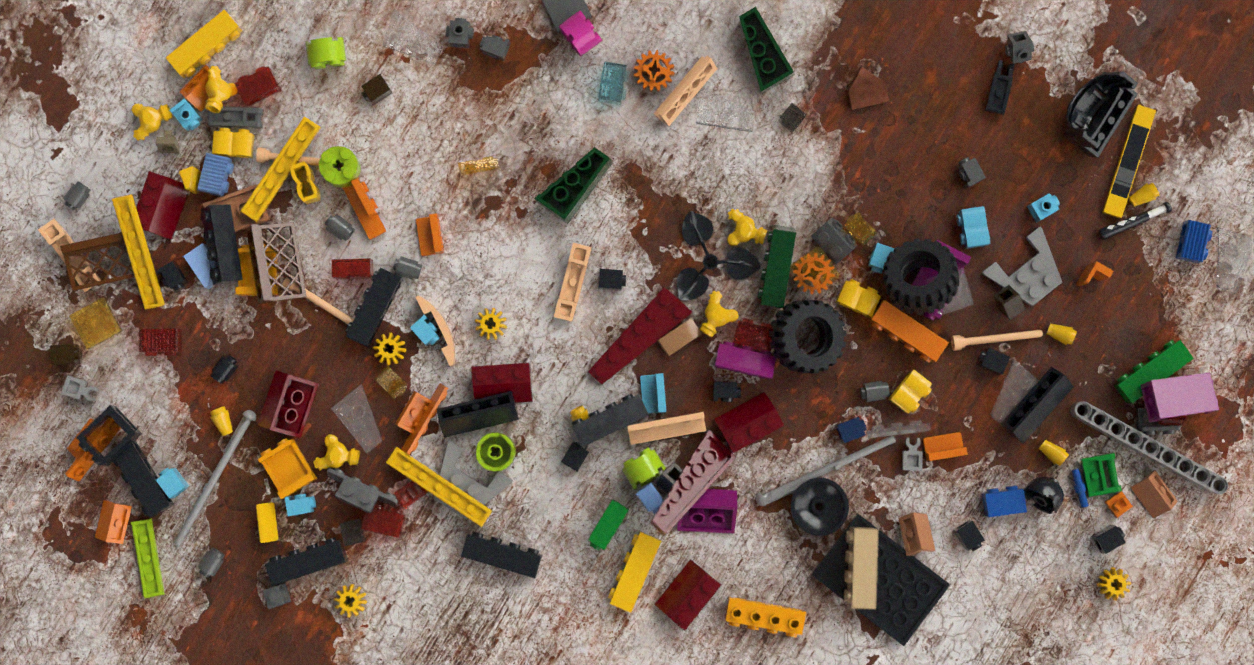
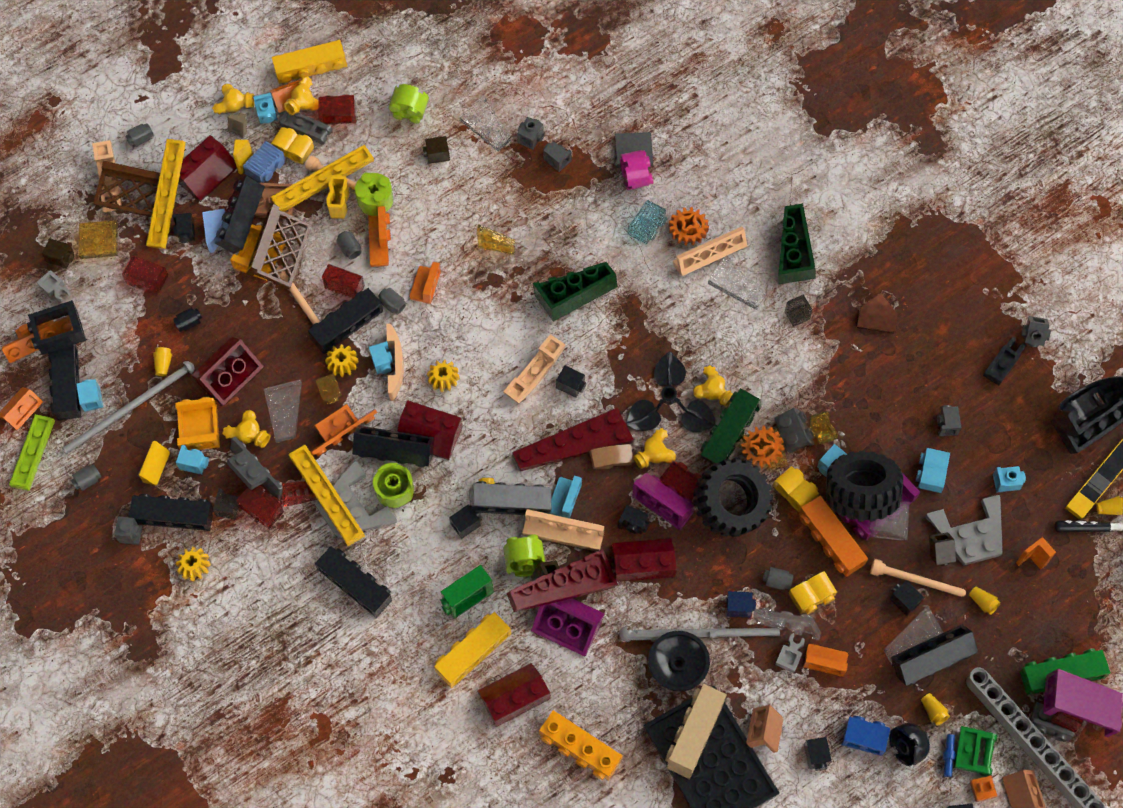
camera: 25 degrees right, 20 degrees down
(650, 497) = (516, 576): medium blue brick -> none

